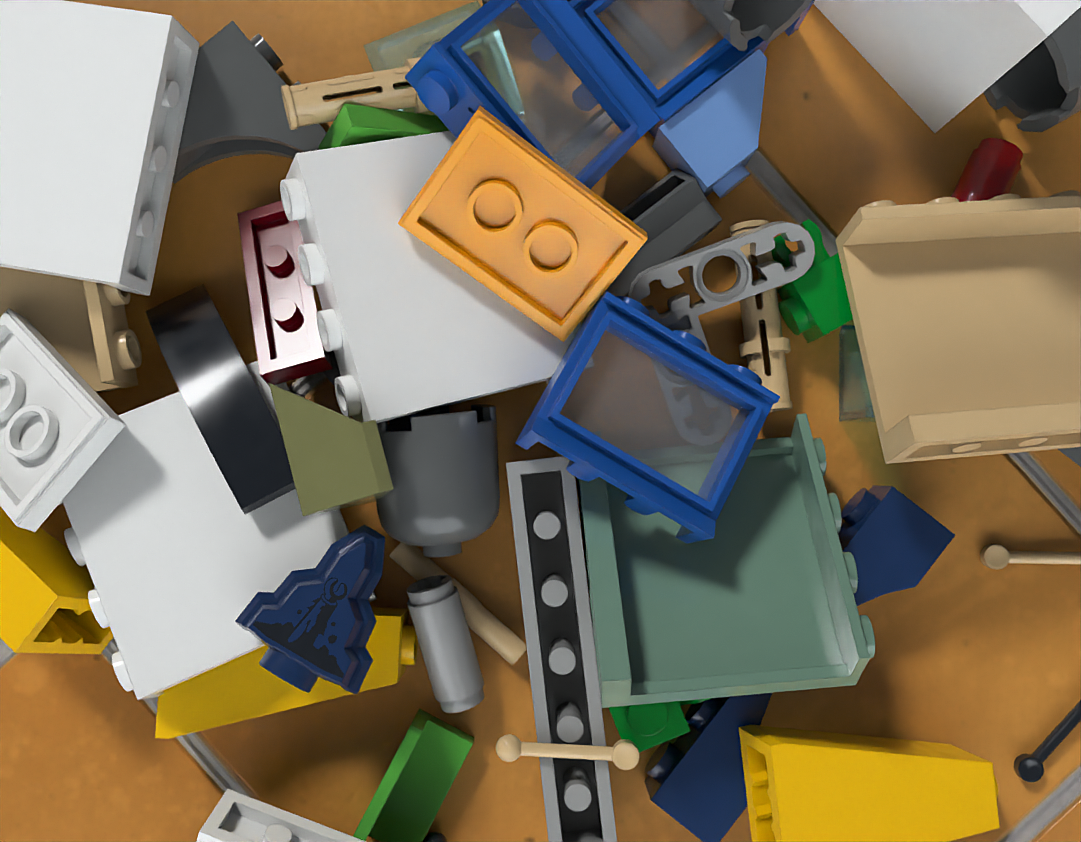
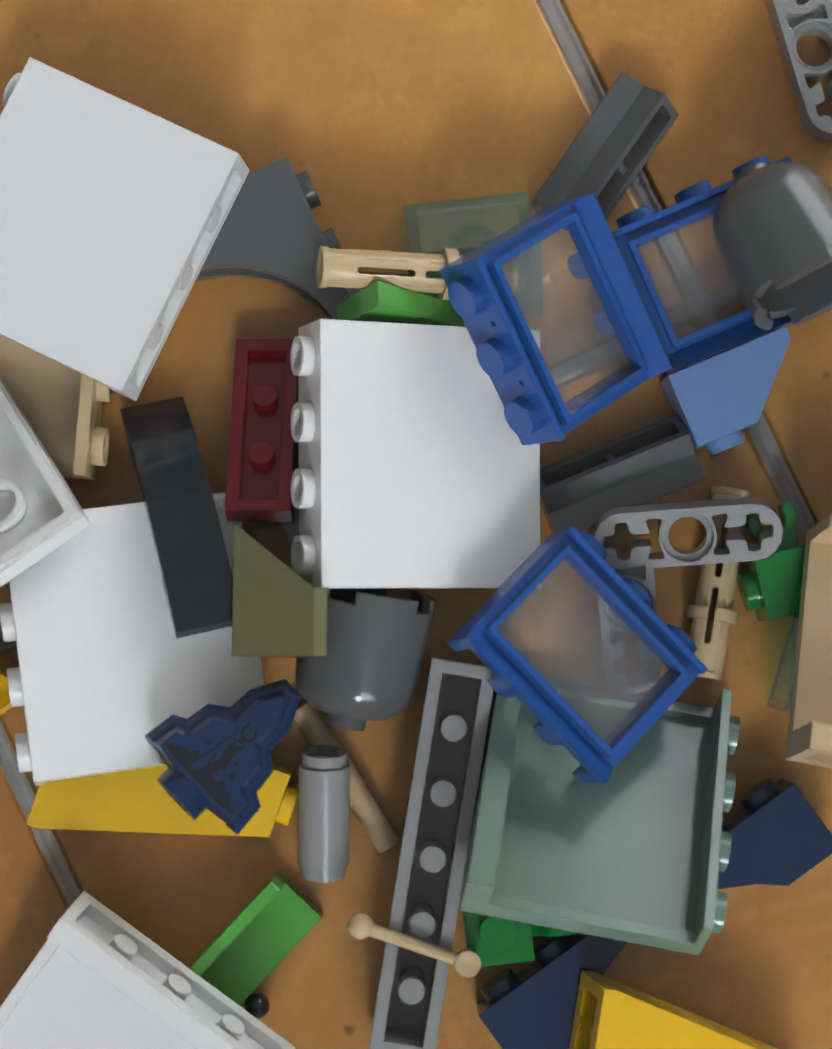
camera: 10 degrees right, 0 degrees up
(522, 225) = (510, 443): light orange tile -> none

